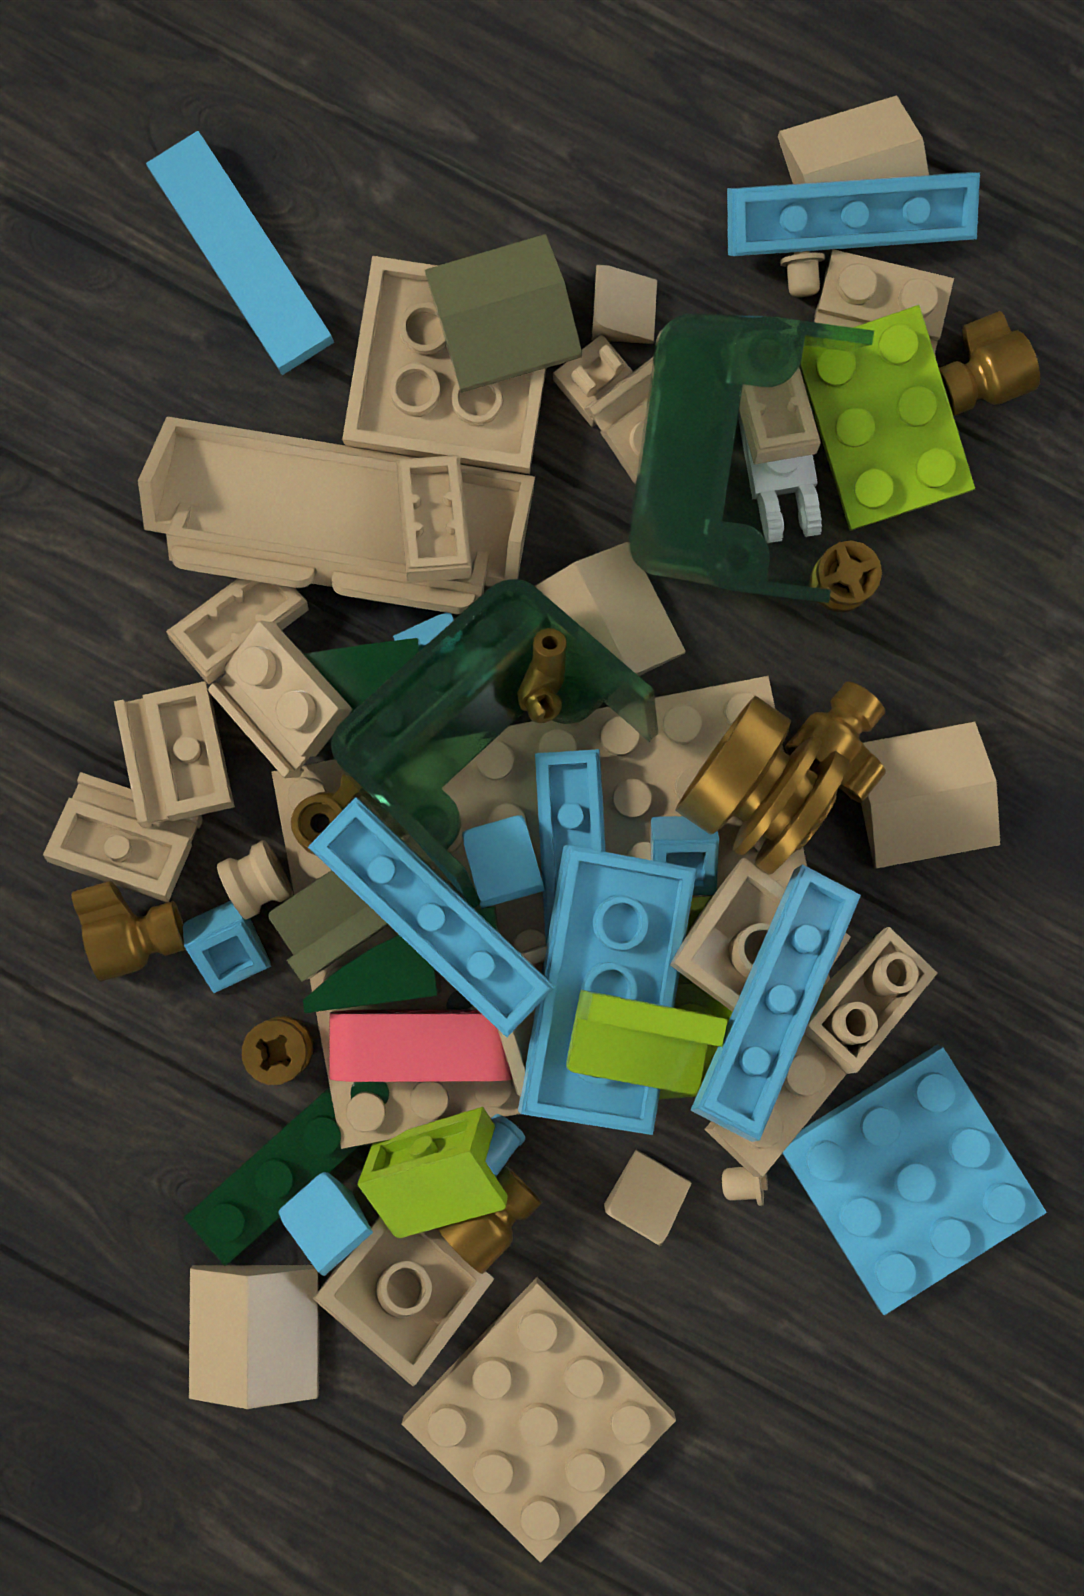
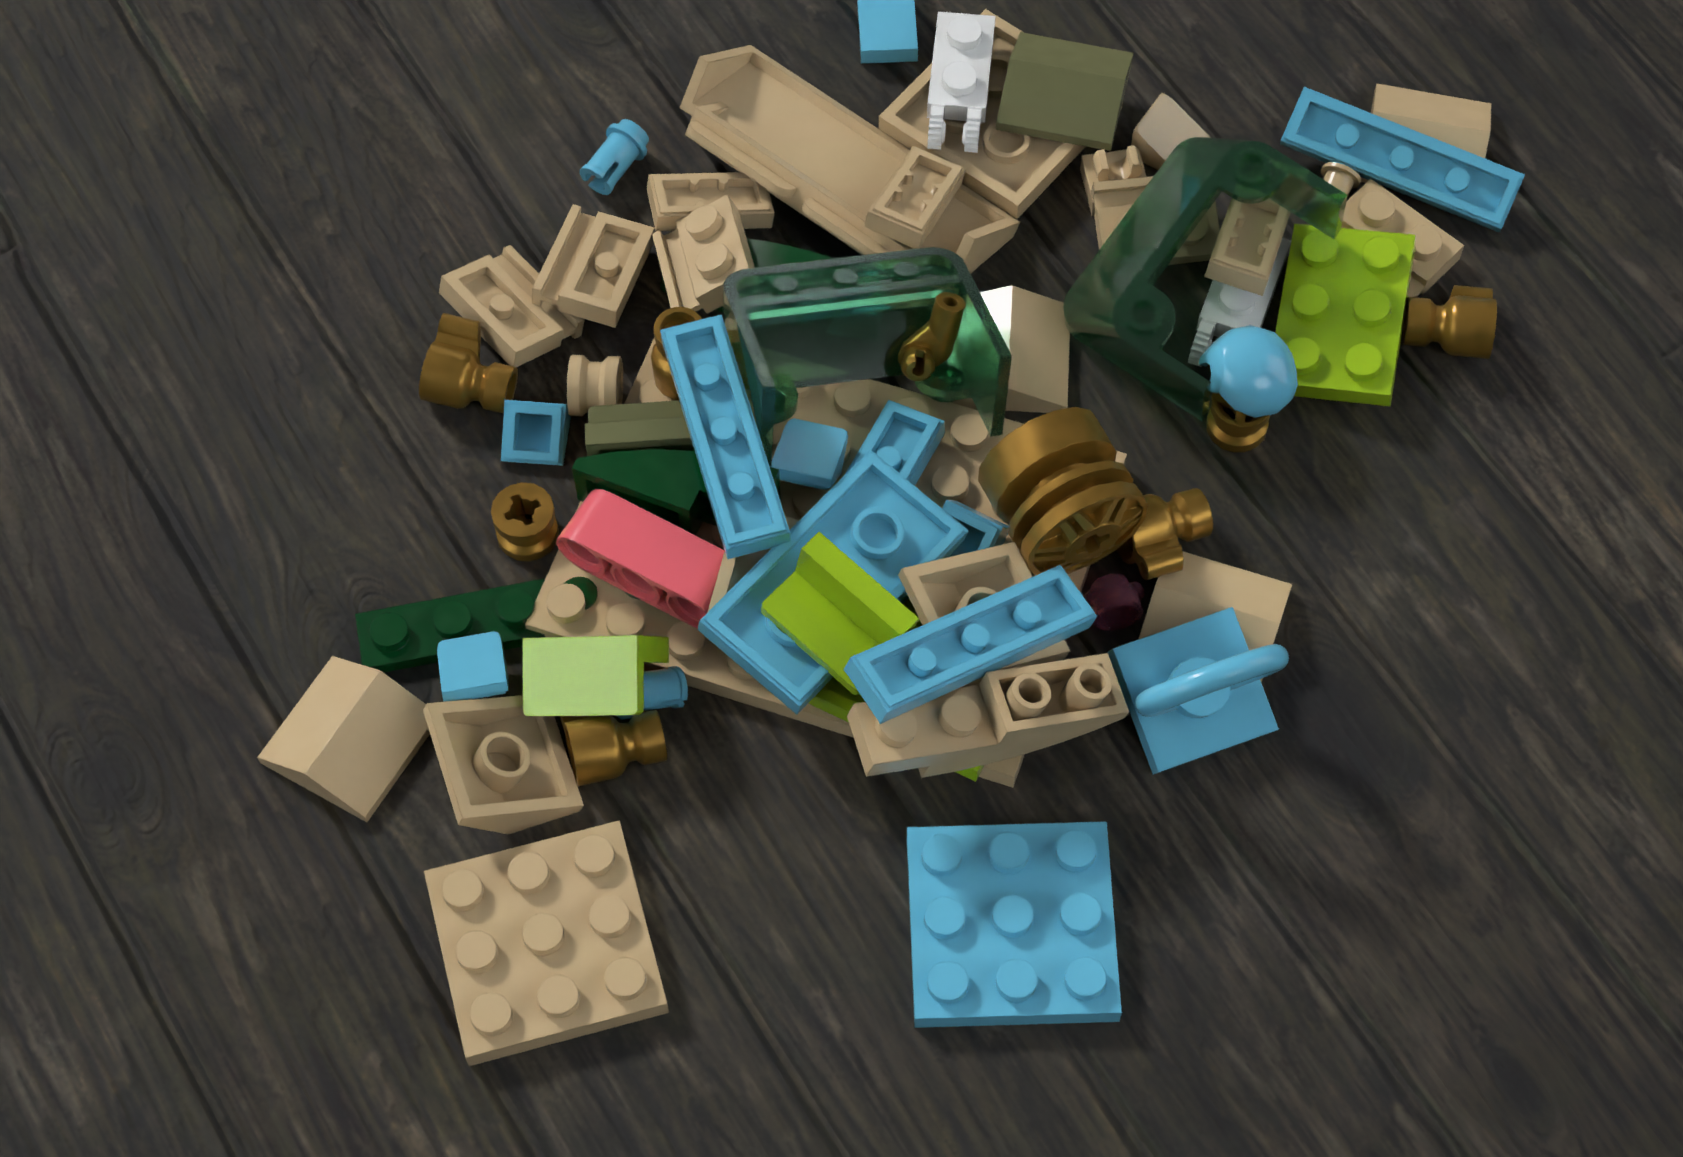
camera: 30 degrees right, 25 degrees down
(117, 618) = (623, 145): none -> medium azure pin
(397, 354) = (960, 76): none -> white hinge
(647, 1197) = (761, 807): tan slope -> none
(742, 1185) = (858, 843): tan piece -> none
(837, 831) = (1115, 602): none -> clear pink plate
(848, 543) = (1252, 370): none -> medium azure hair
(962, 882) = (1196, 688): none -> medium azure tile

